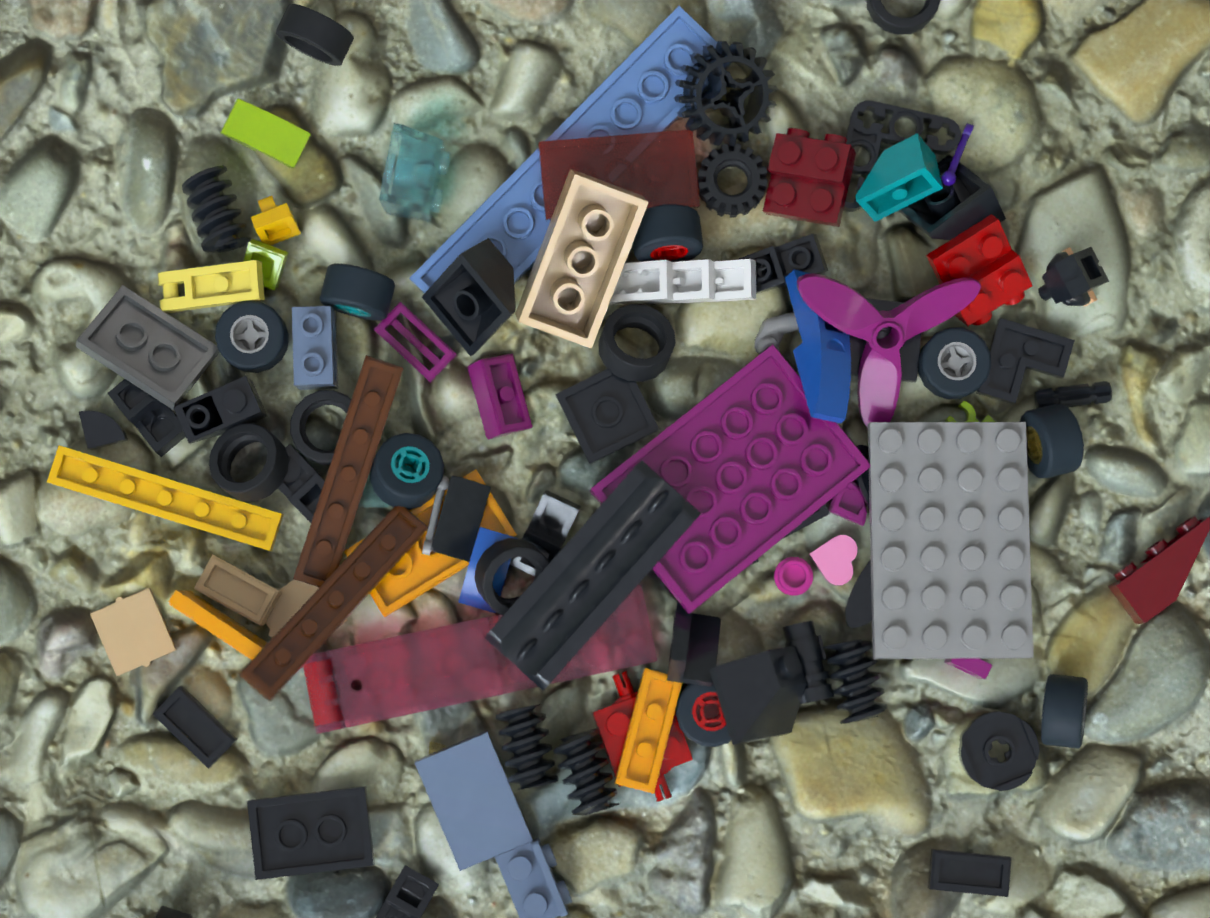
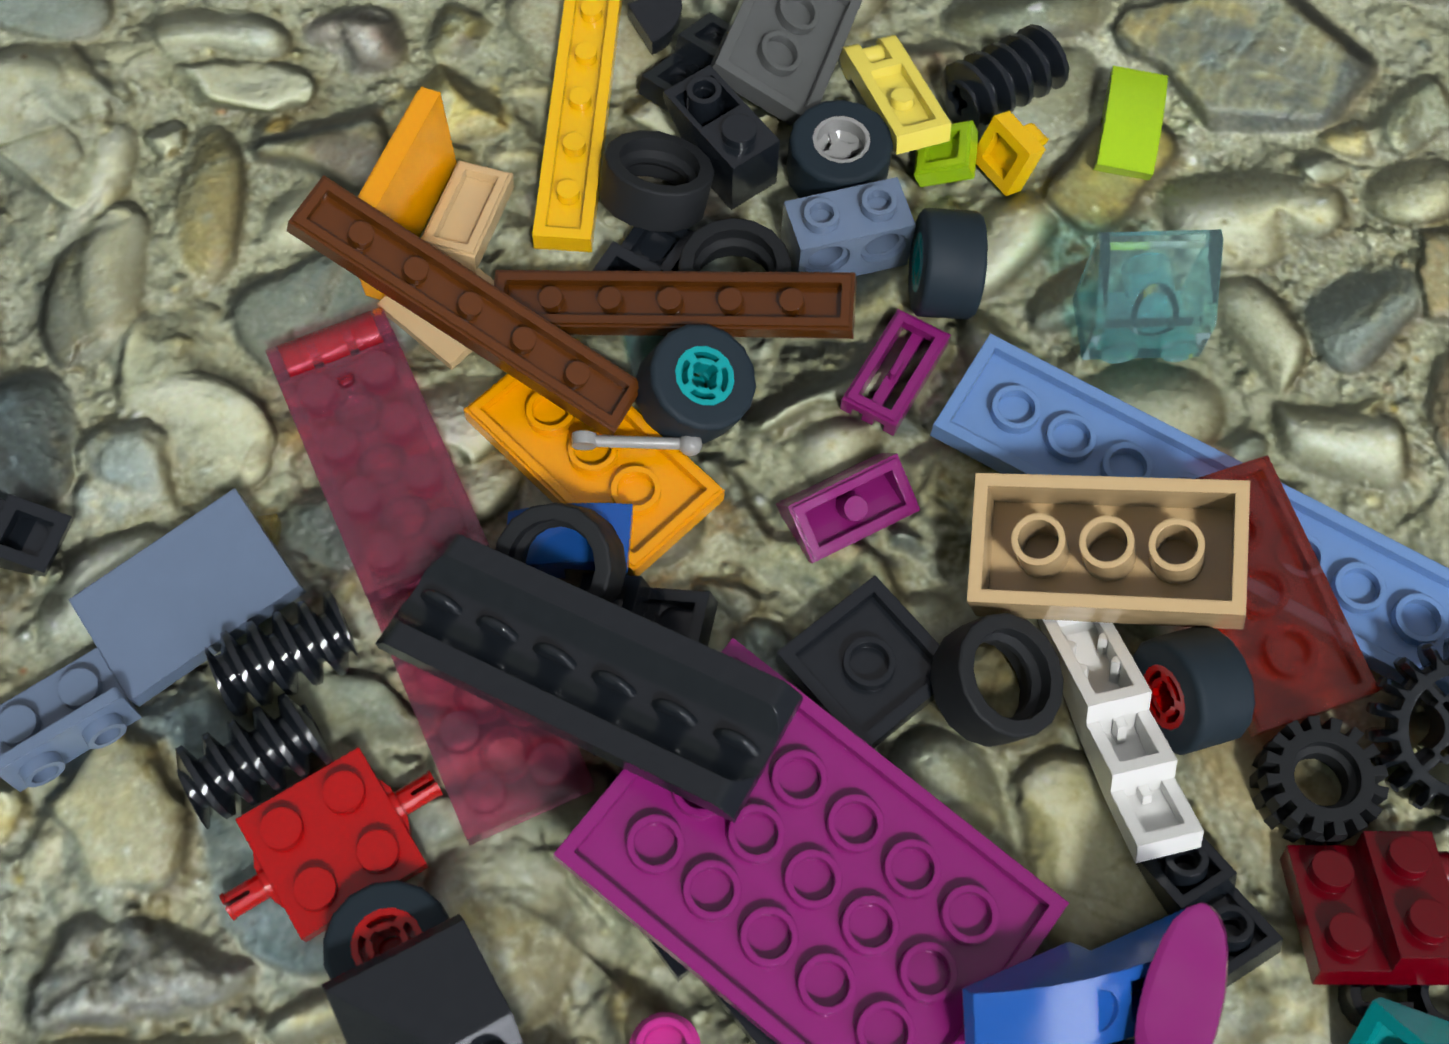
camera: 75 degrees right, 20 degrees down
(133, 632) = (373, 105): tan piece -> none
(195, 726) = (257, 204): black tile -> none
(310, 833) = (111, 378): black plate -> none
(314, 34) = (1298, 137): black tyre -> none
(460, 518) = (640, 470): black slope -> none
(474, 295) = (1001, 407): black slope -> none
(648, 731) = (335, 842): light orange tile -> none
(693, 647) = (499, 885): black panel -> none
(773, 330) = (1089, 914): light grey arm -> none

